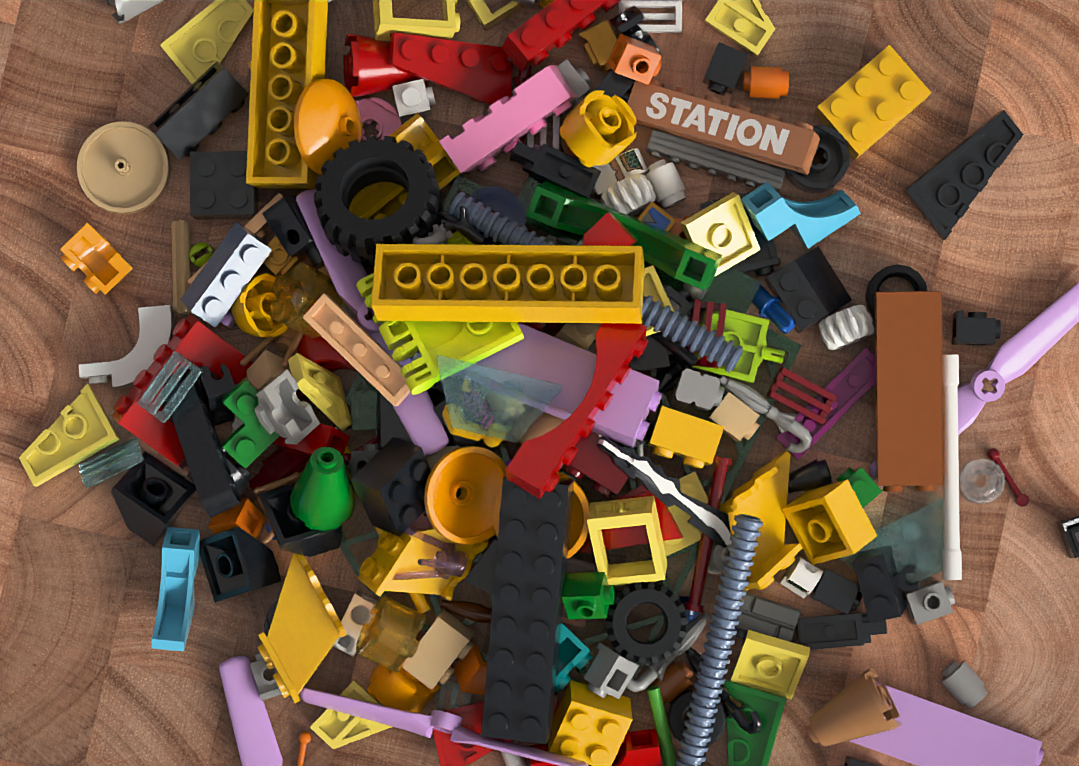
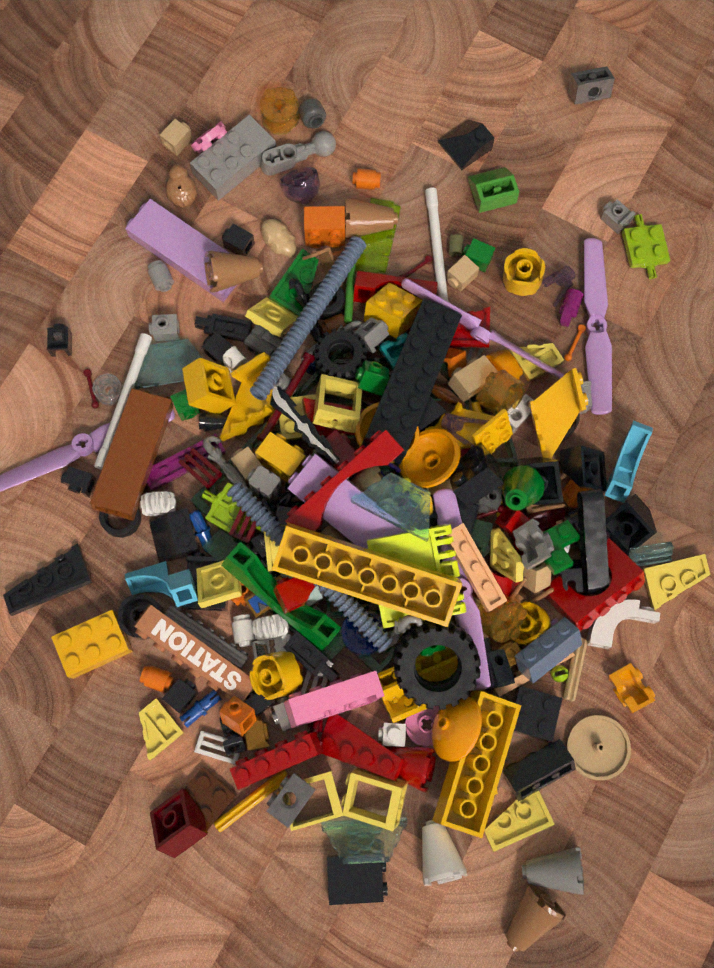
camera: 170 degrees left, 10 degrees down
(161, 378) = (618, 572): clear light blue tile -> none
(462, 226) = (386, 627): black bar -> none
(692, 60) = (200, 708): none -> blue pin
(882, 583) = (188, 341): black brick -> none

